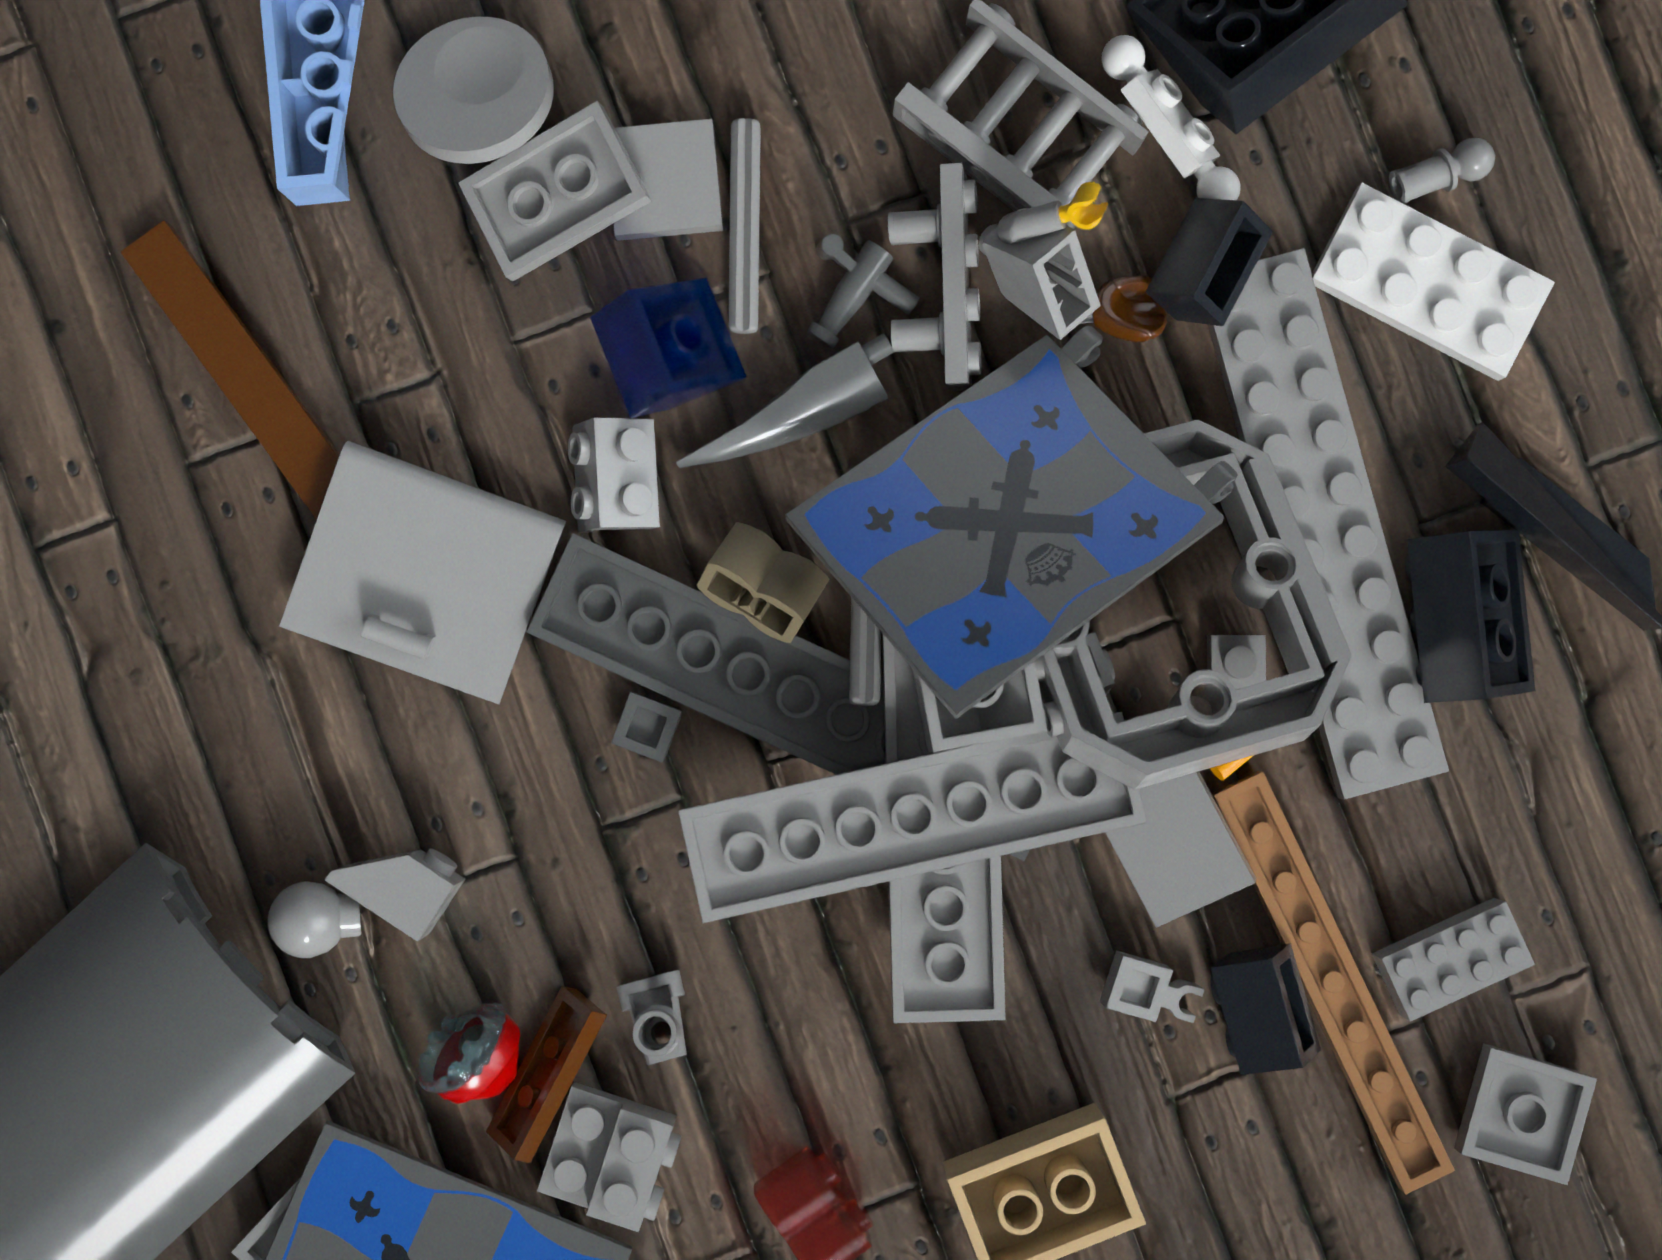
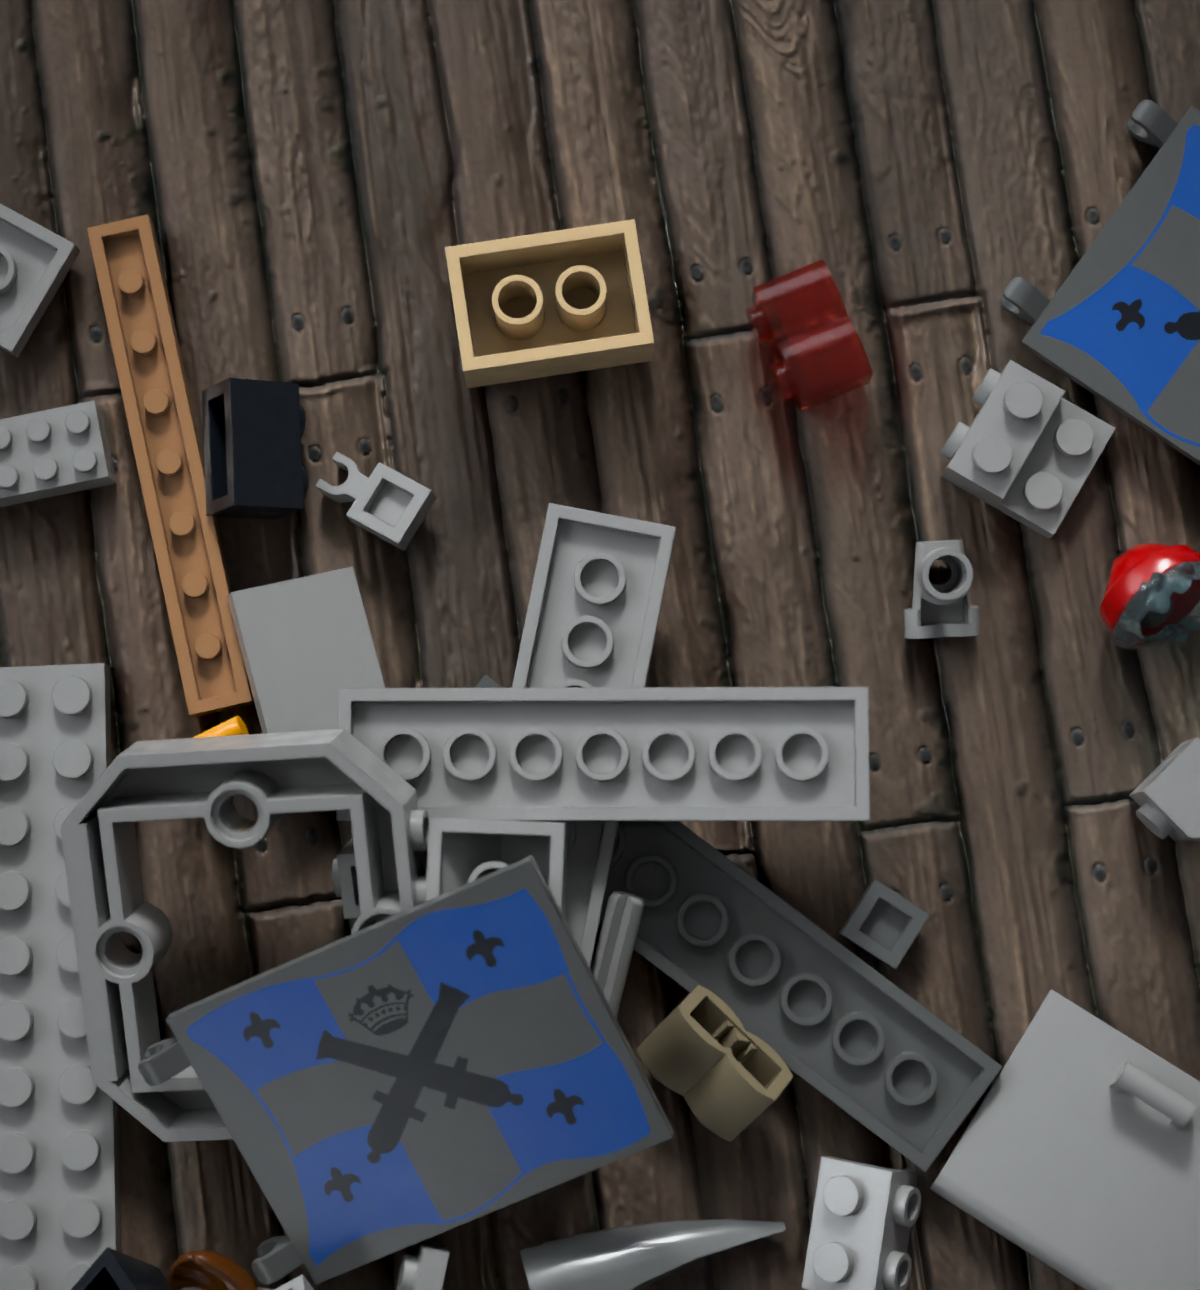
camera: 165 degrees left, 5 degrees down
(546, 1074) = (1079, 555): reddish brown plate -> none
(1238, 658) = (185, 850): light grey plate -> none

